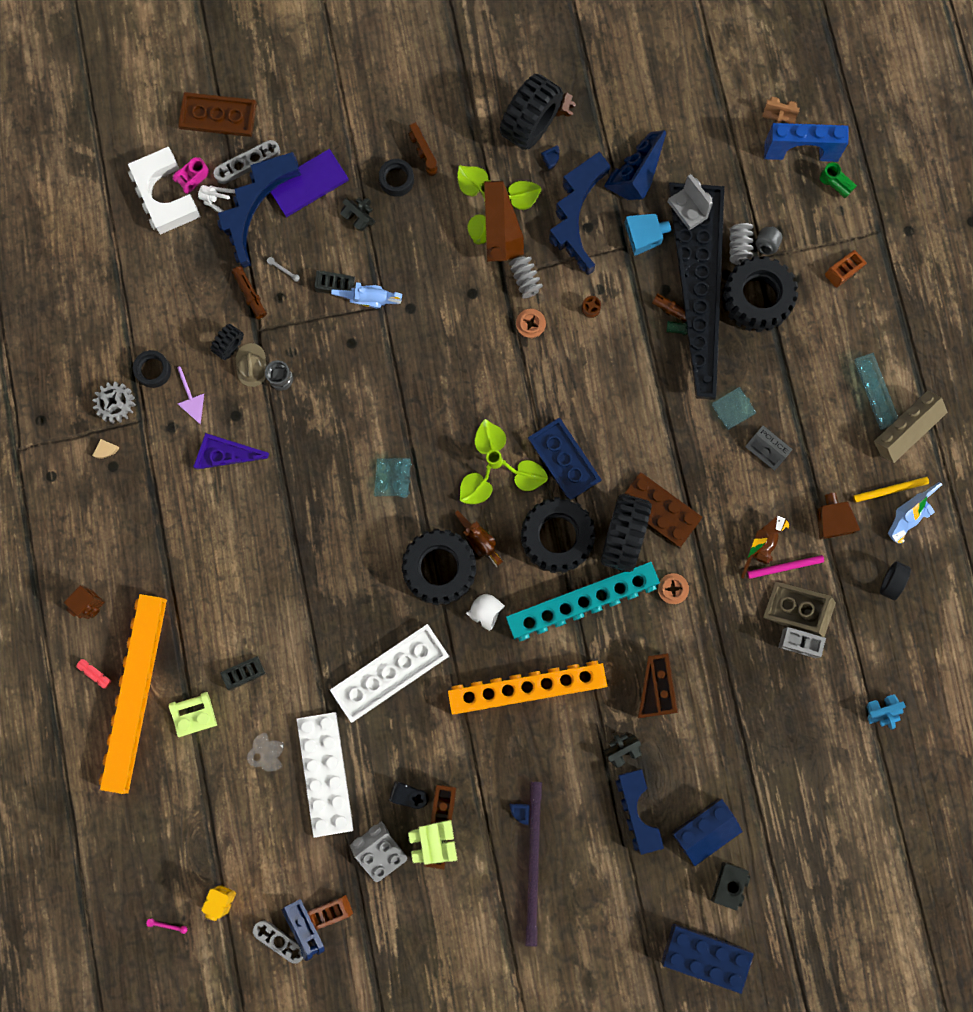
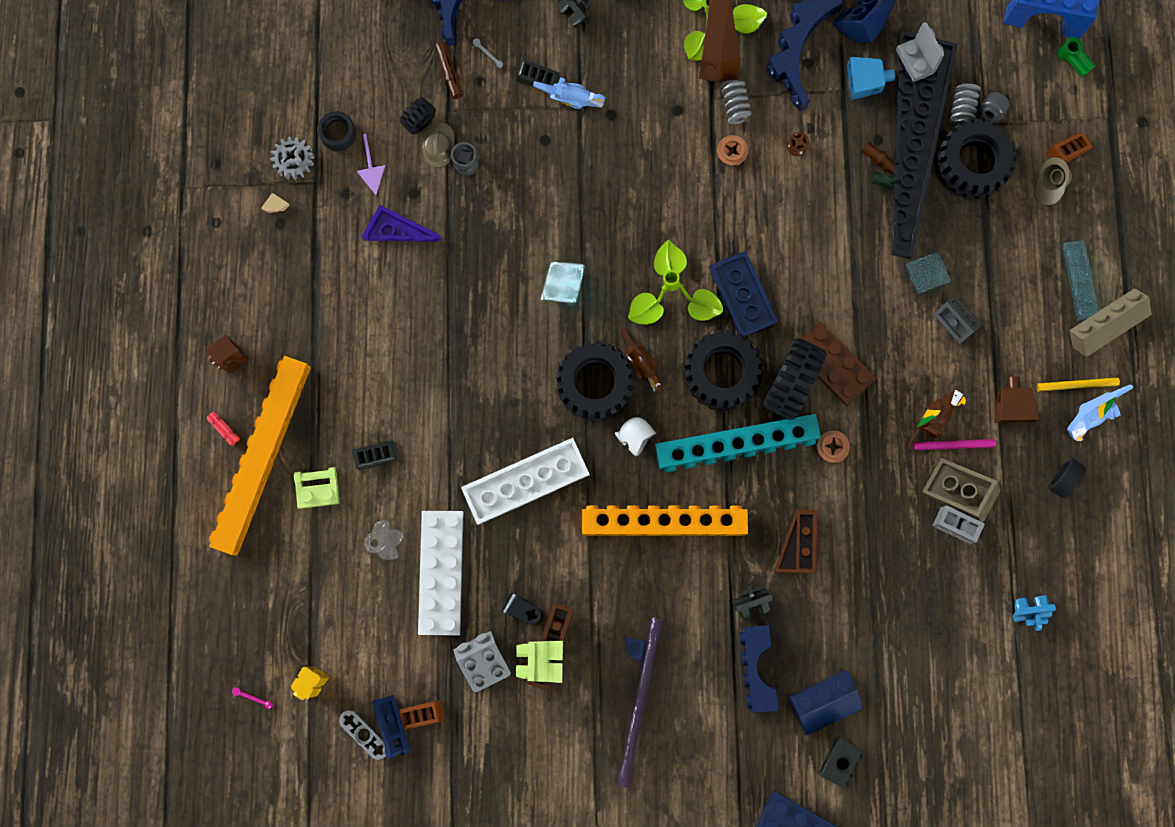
camera: 10 degrees right, 0 degrees up
(835, 302) = (1052, 181): none -> dark tan piece

